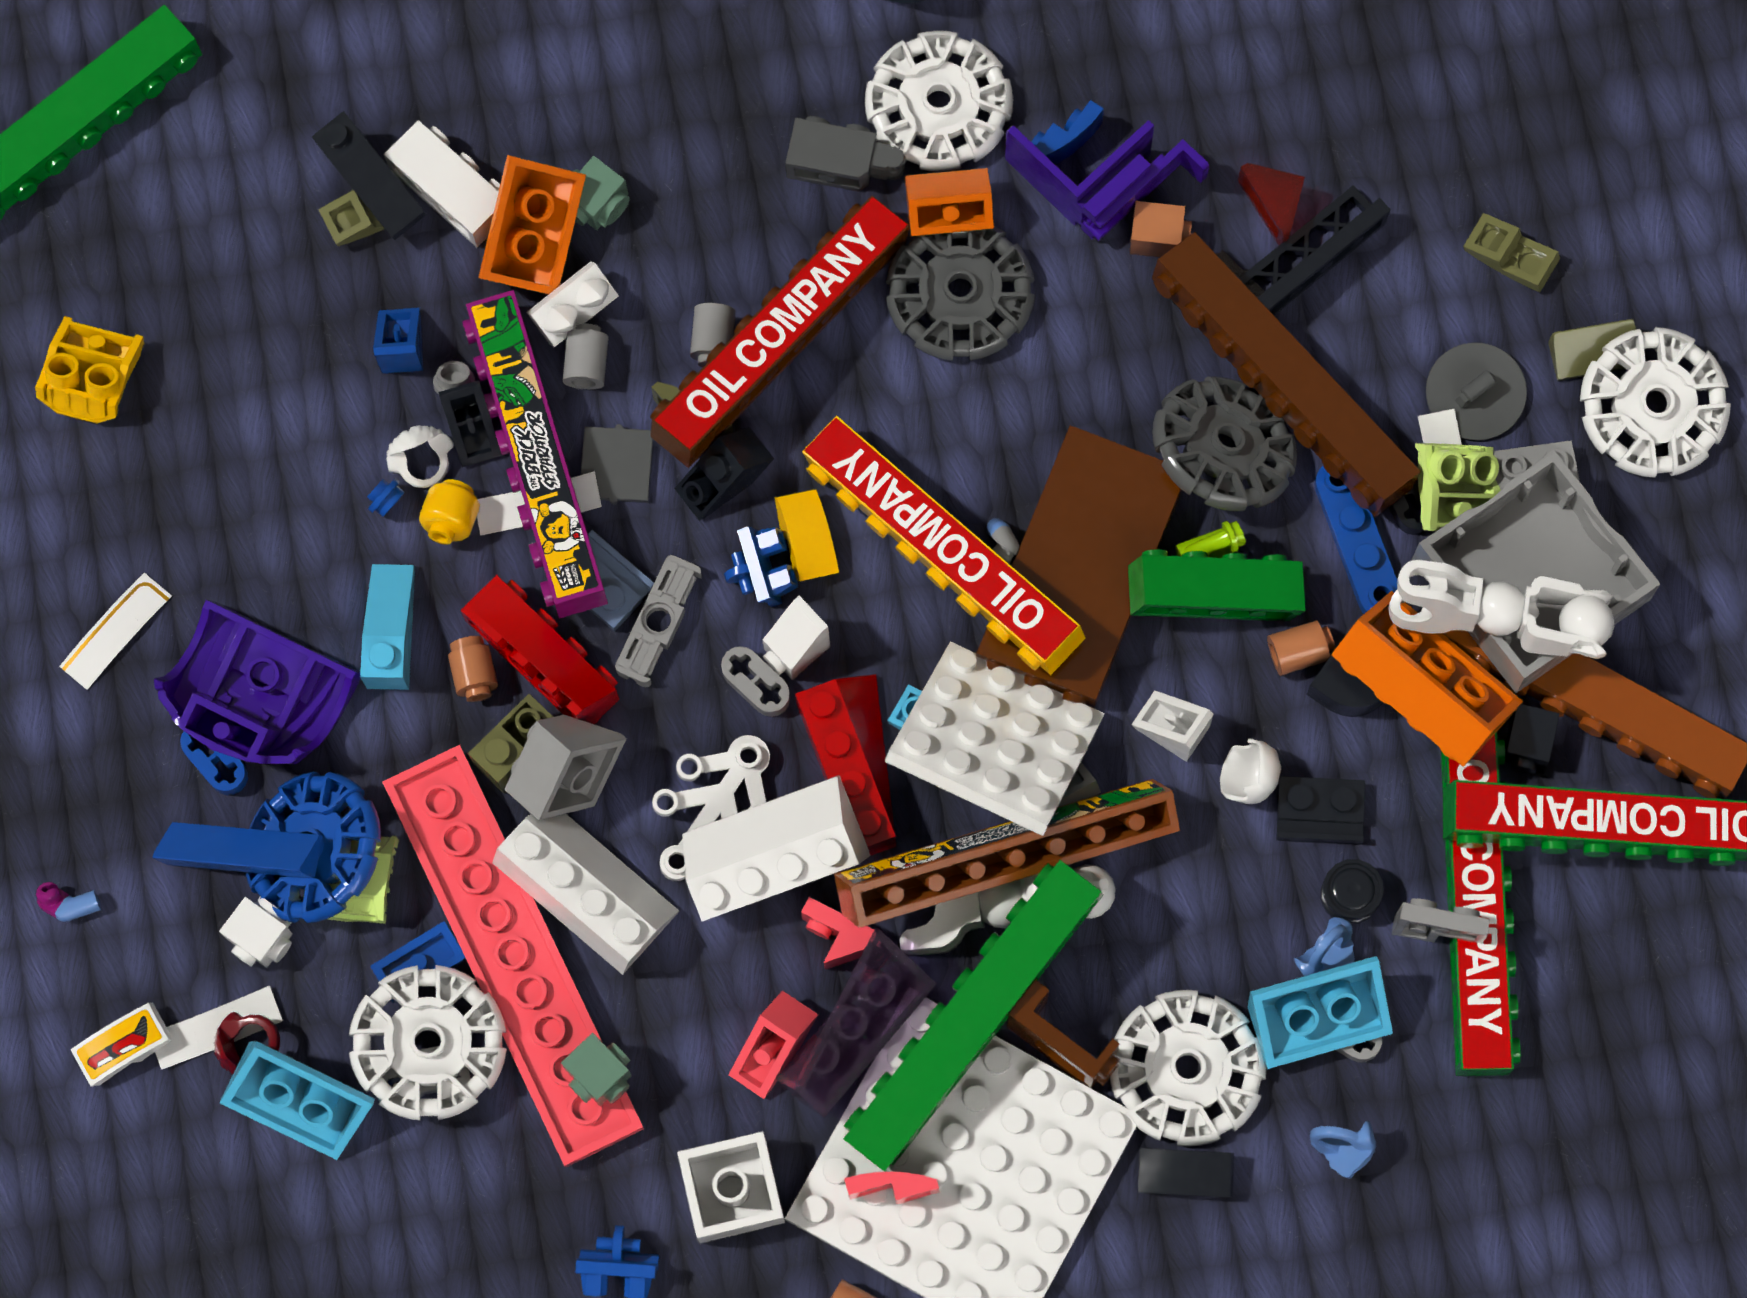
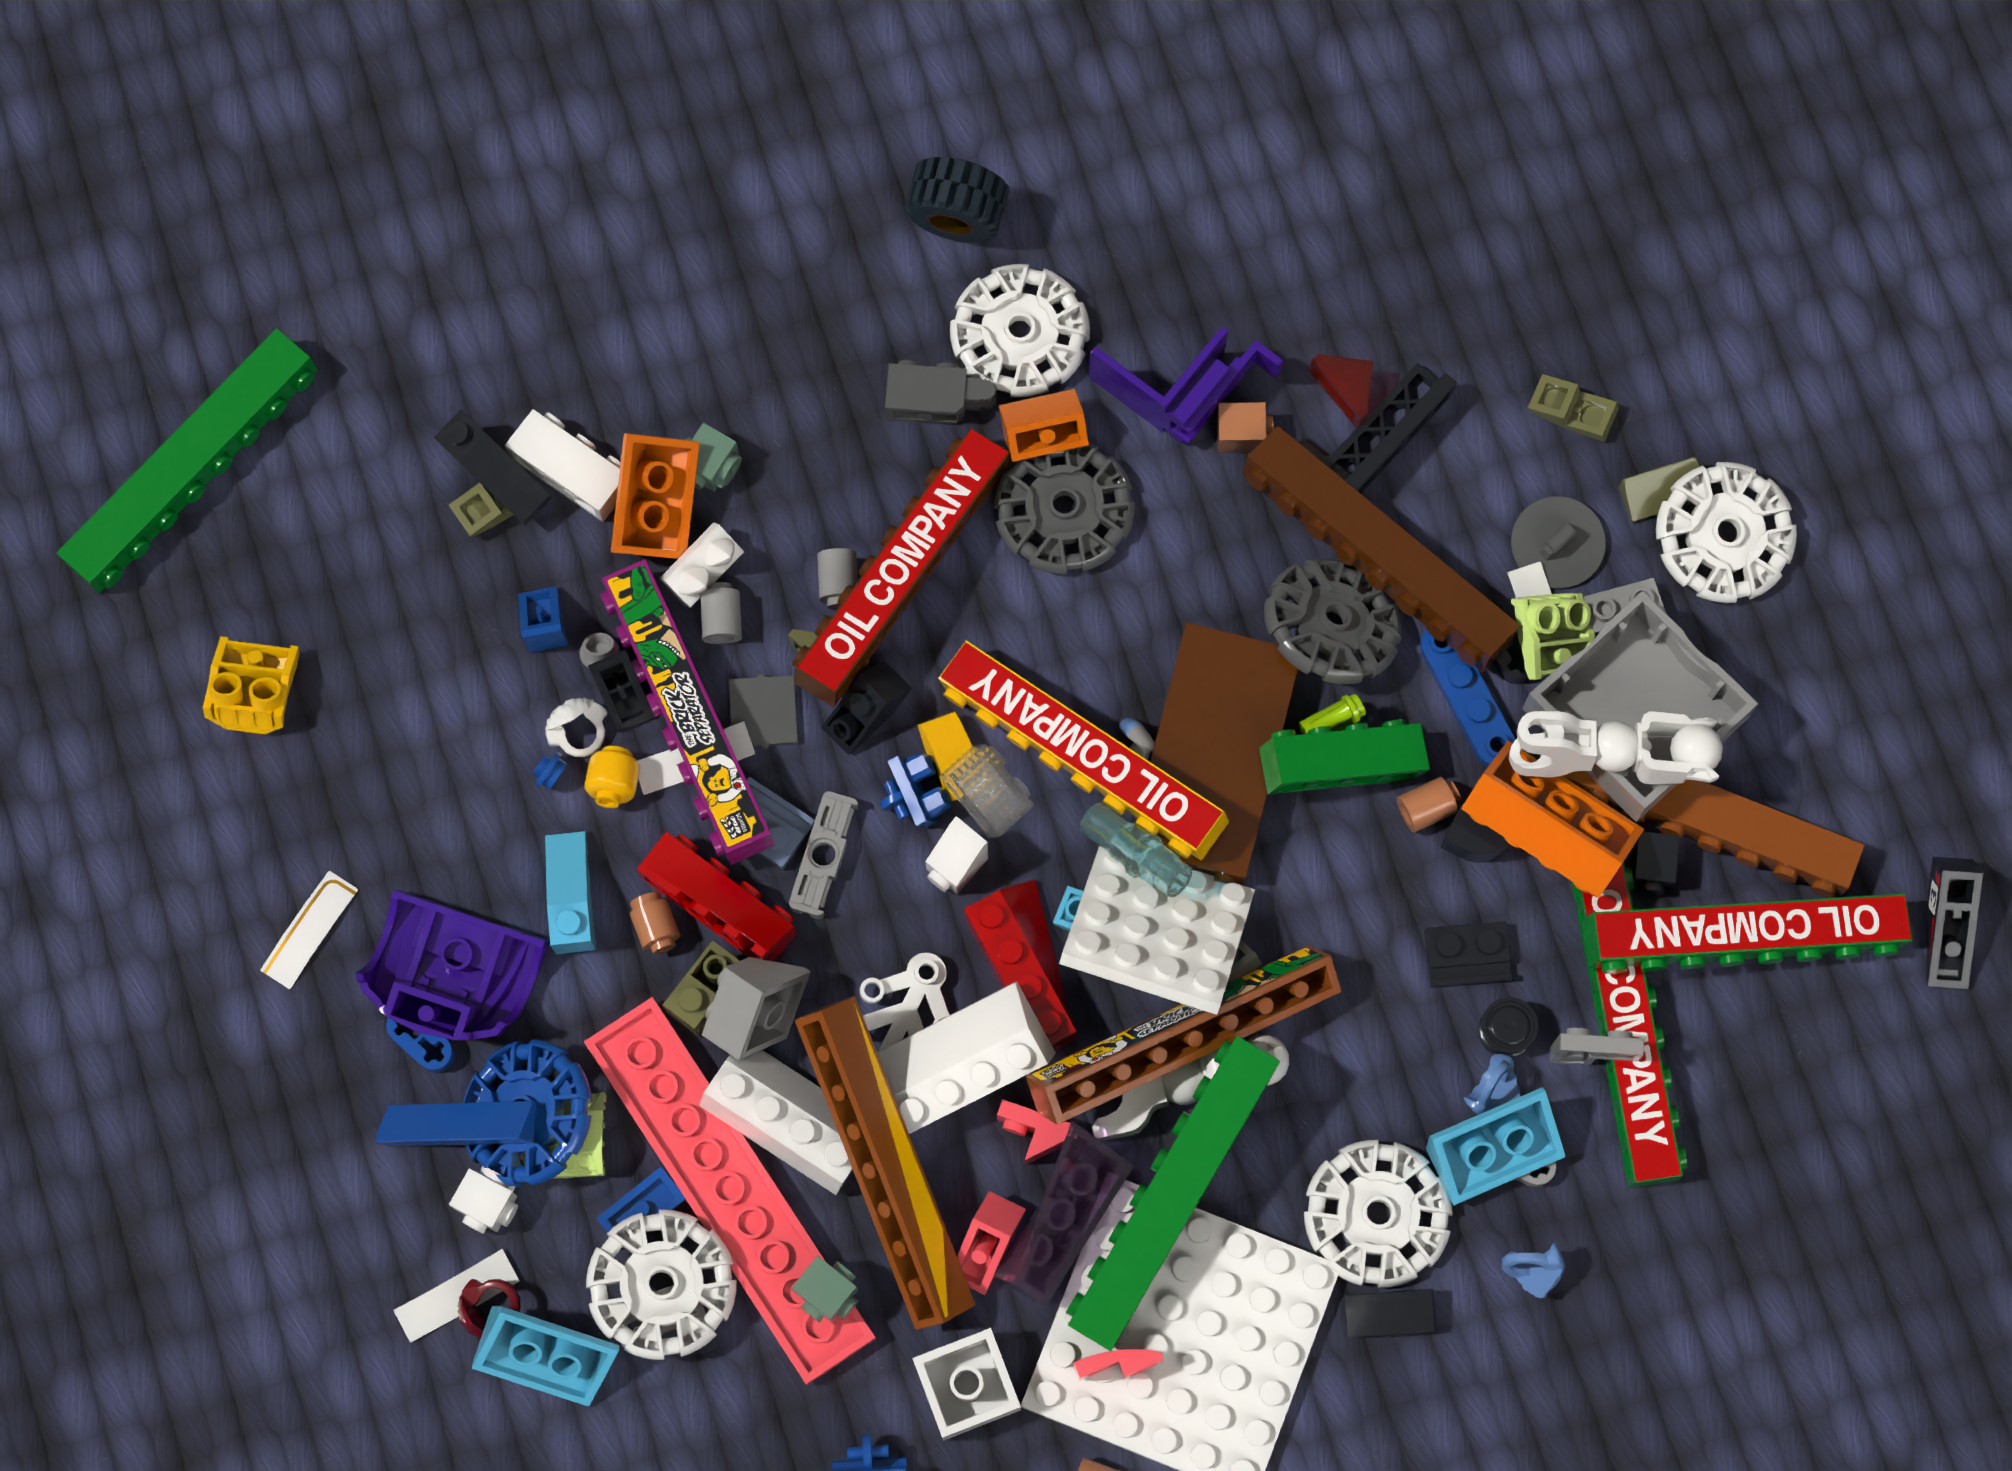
camera: 10 degrees left, 0 degrees up
(62, 905) = (295, 1198): arm -> none
(121, 1043) = (369, 1323): slope -> none
(676, 946) = (885, 1163): none -> dark orange brick
(762, 674) = (929, 893): light grey beam -> none
(838, 574) = (987, 790): none -> clear brick
(985, 656) = (1136, 850): none -> clear light blue piece
(1056, 1046) = (1253, 1209): reddish brown window -> none
(1080, 127) = (1156, 338): blue slope -> none
(1173, 723) = (1320, 890): white slope -> none
(1250, 772) = (1398, 928): white hair -> none

